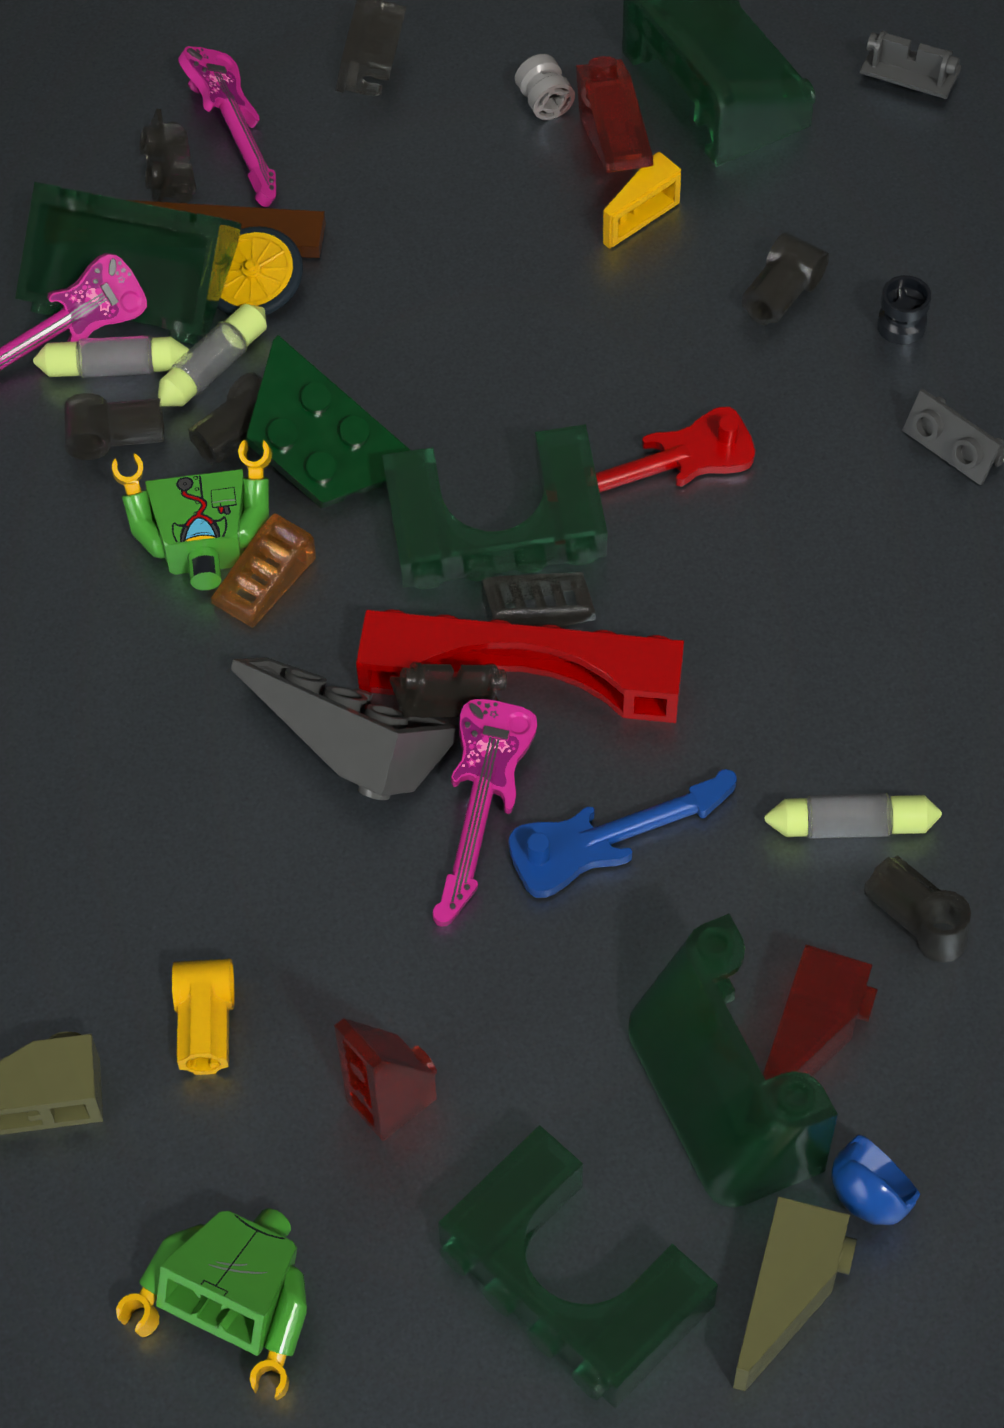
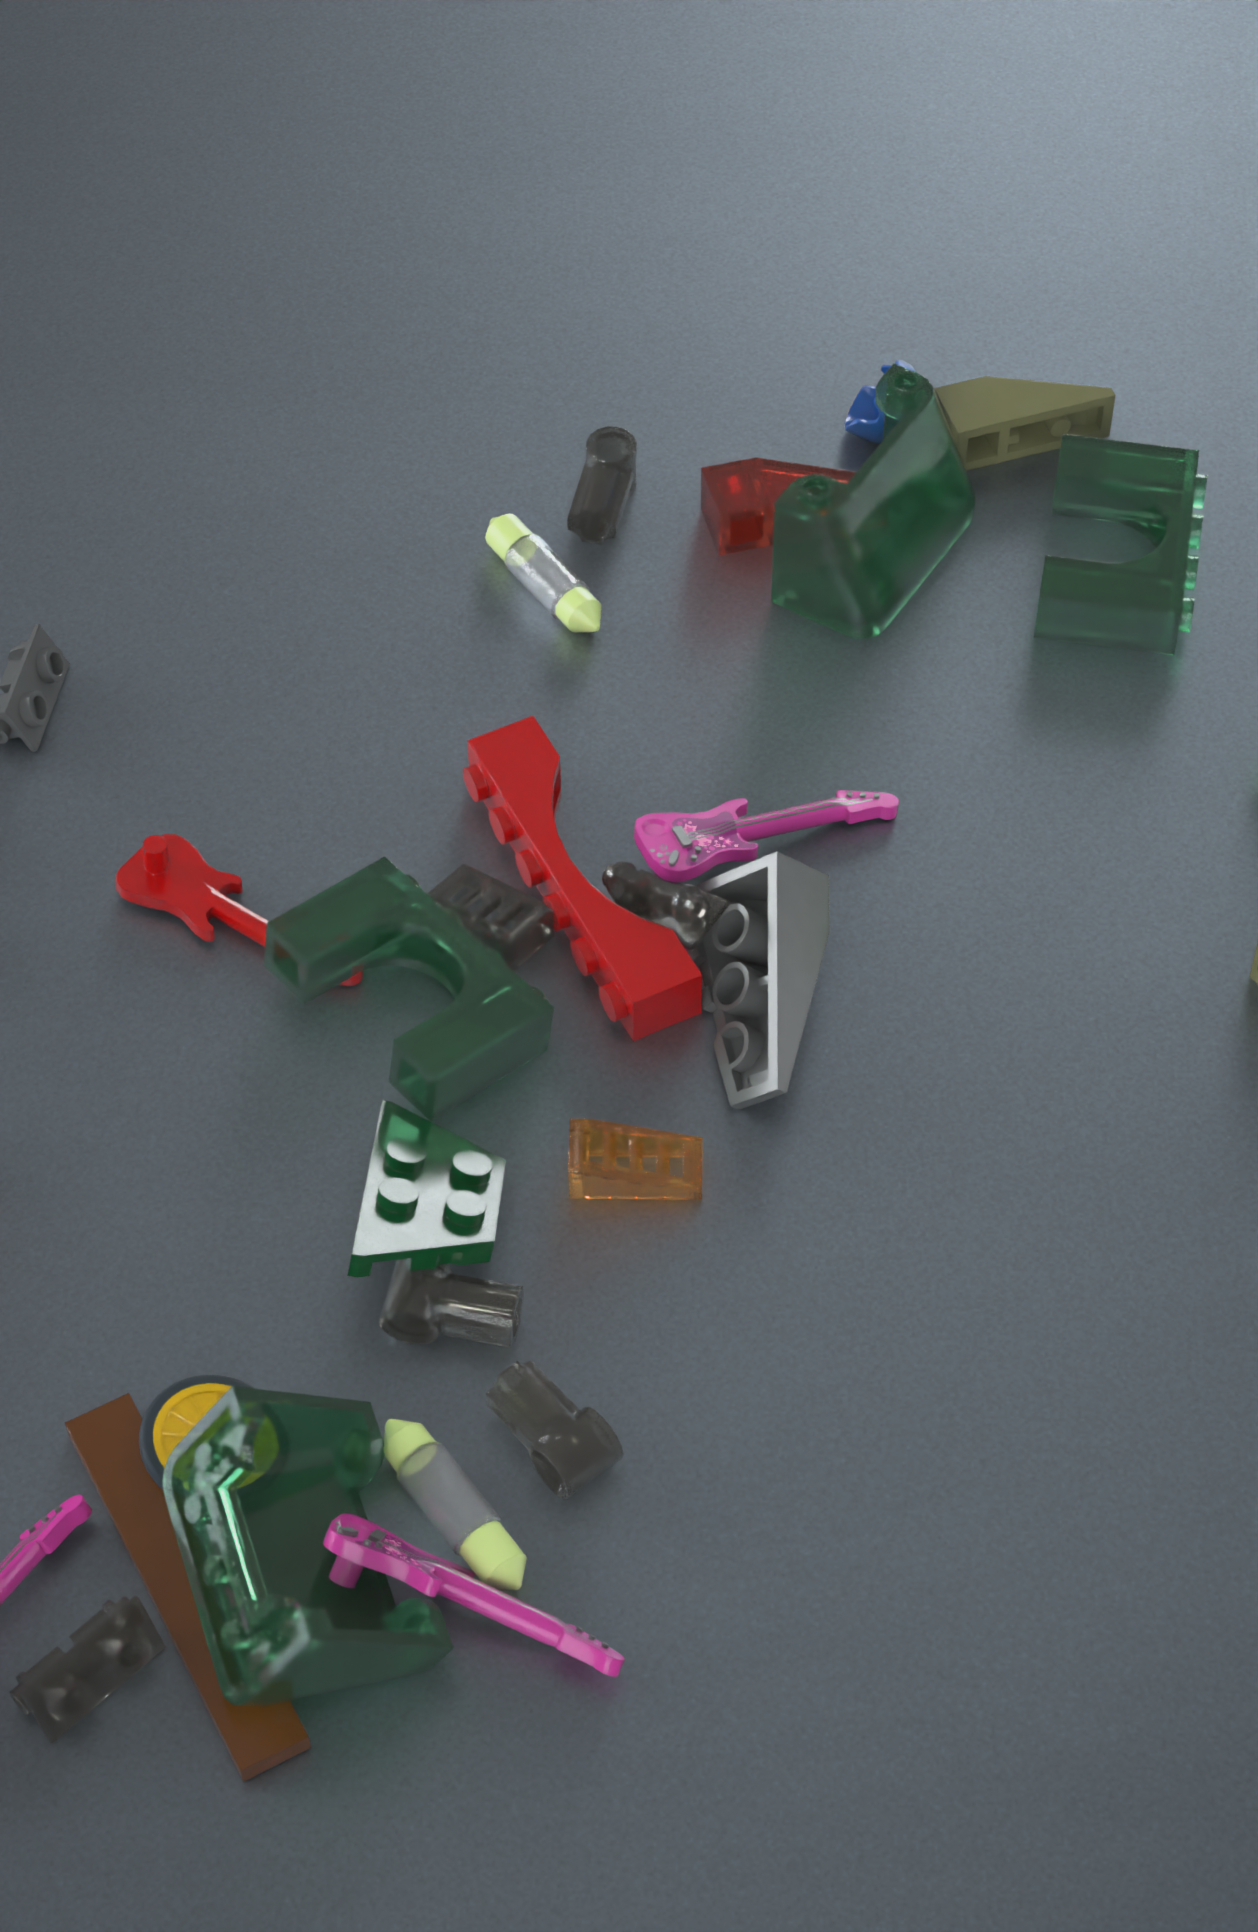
camera: 125 degrees left, 5 degrees down
(198, 519) = (616, 1242): bright green torso -> none
(202, 998) = (1135, 912): yellow piece -> none
(211, 356) = (393, 1394): piece -> none
(383, 1076) = (1095, 707): clear red slope -> none
(557, 852) = (752, 759): blue piece -> none

